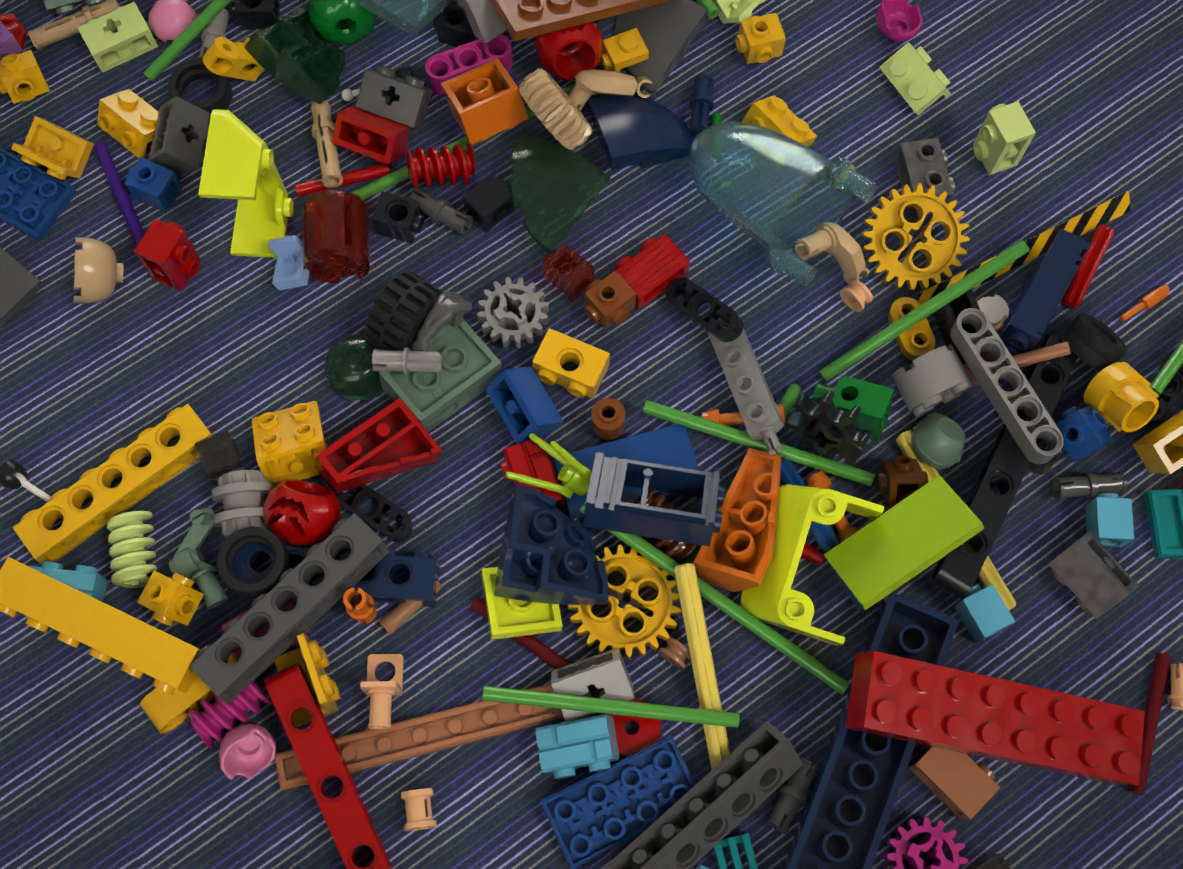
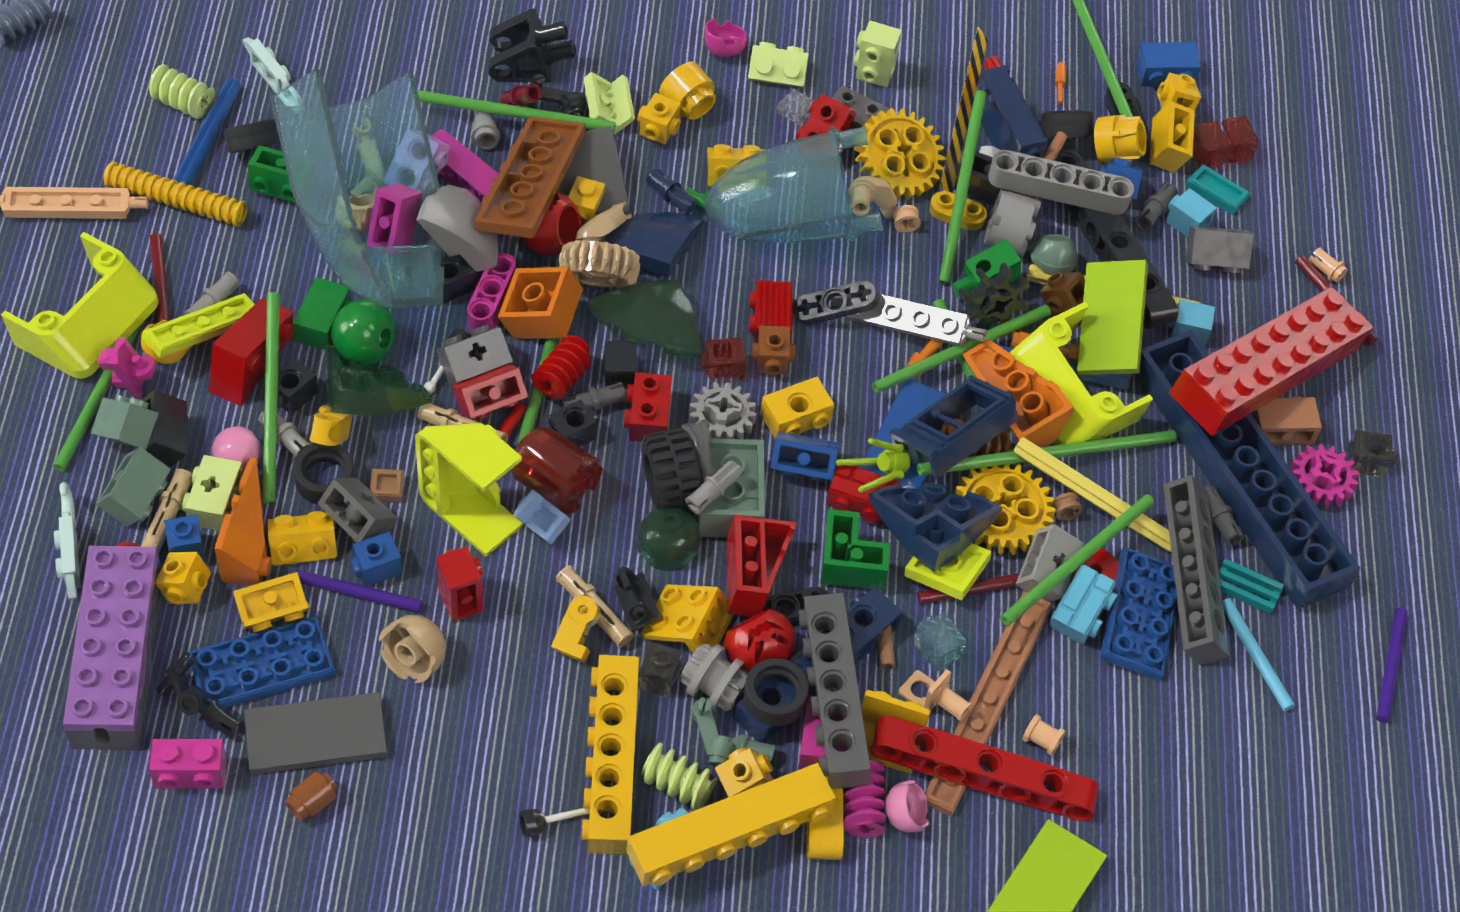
camera: 55 degrees left, 15 degrees down
(57, 52) = (184, 535): none -> blue brick
(82, 81) = (242, 538): none -> orange wedge
(203, 368) = (575, 626): none -> yellow leg
(247, 353) = (608, 620): none -> tan pin
(269, 394) = (636, 598): none -> black hinge
(359, 605) = (866, 655): orange pin -> none
(434, 651) = (939, 641): none -> clear light blue brick
(449, 512) = (851, 560): none -> green brick
(468, 256) = (650, 405): none -> red brick
(608, 419) = (863, 417): dark orange brick -> none
(811, 35) = (691, 88): none -> yellow piece
(883, 157) = (824, 114): none -> red brick
(889, 124) = (795, 106): none -> clear tile

